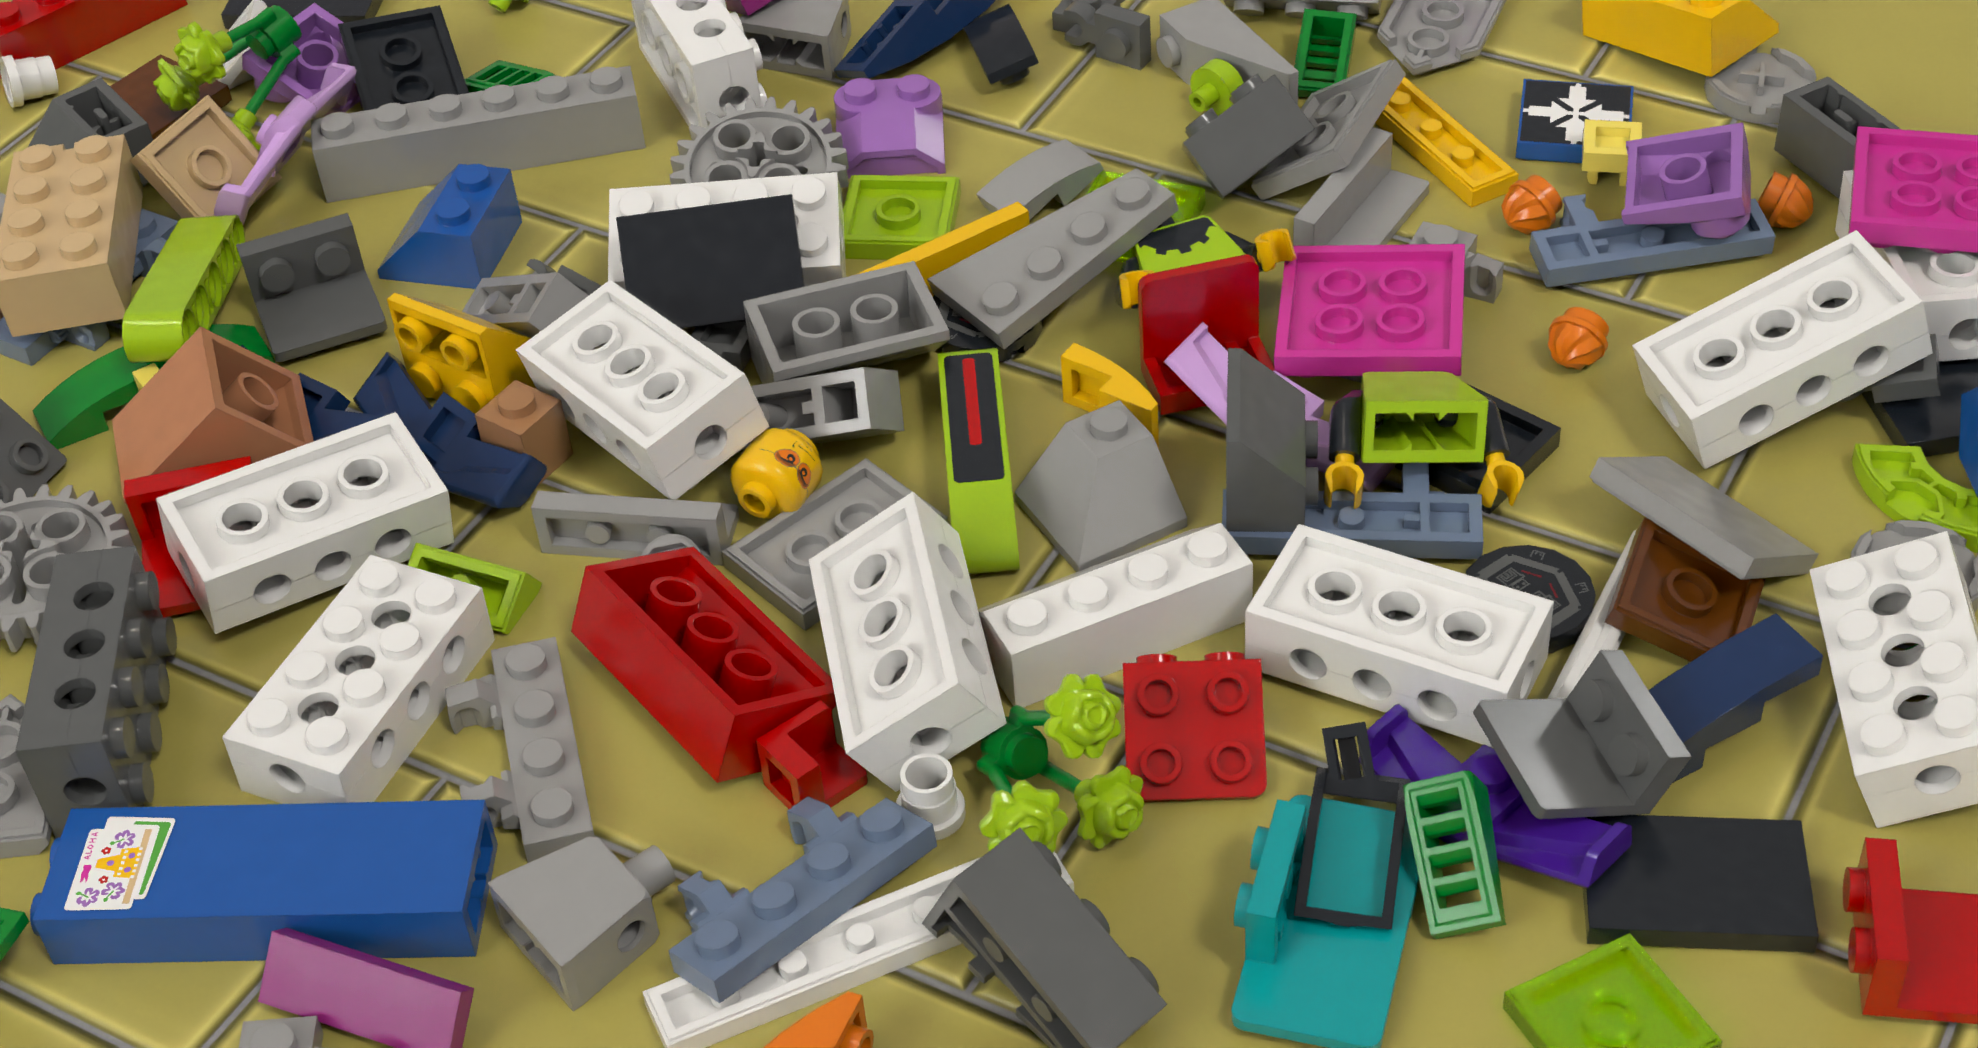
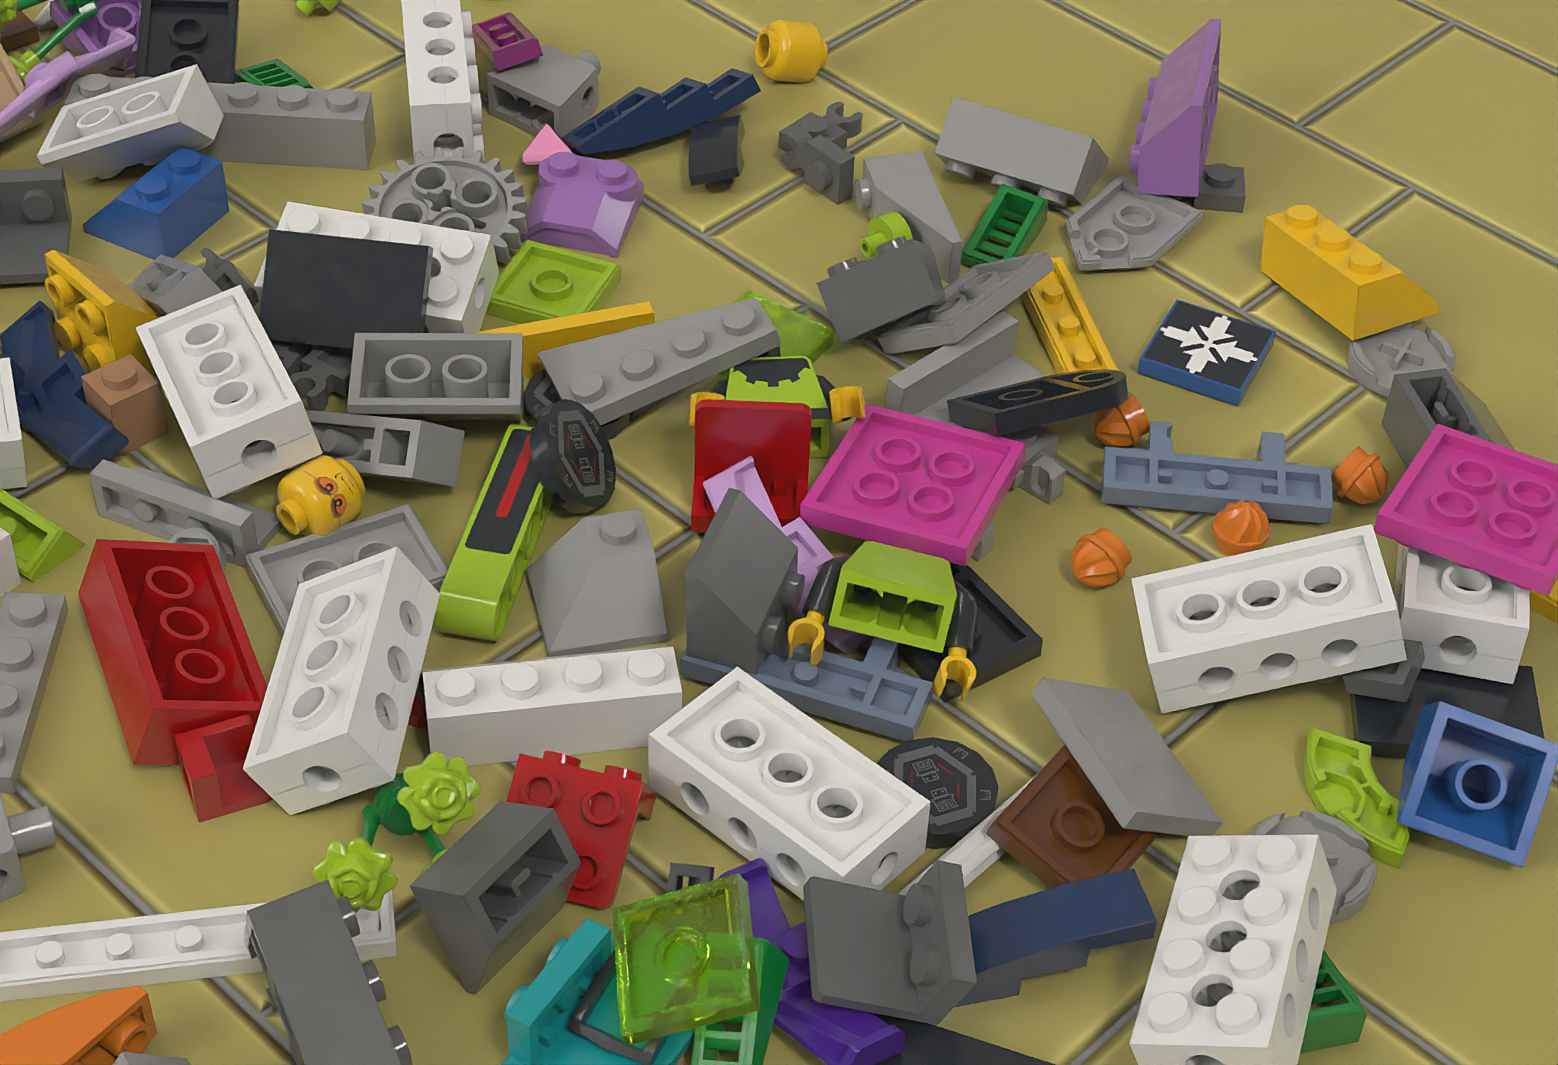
camera: 10 degrees right, 0 degrees up
(398, 154) = (133, 126): none -> white slope
(824, 81) = (543, 146): none -> bright pink slope
(842, 865) = (102, 903): sand blue hinge -> none
(932, 793) = (307, 827): white piece -> none
(1017, 368) = (573, 456): none -> black tile
(1048, 173) = (701, 280): light grey slope -> none
(1095, 381) = (643, 488): yellow slope -> none
(1169, 794) = (497, 888): none -> dark grey slope
(1392, 813) = (685, 959): none -> clear neon green tile
(1452, 203) = (1039, 401): none -> black tile
(1606, 147) = (1219, 386): light yellow tile -> none
(1691, 179) = (1267, 435): medium lavender slope -> none
(1695, 278) = (1241, 528): none -> orange plate

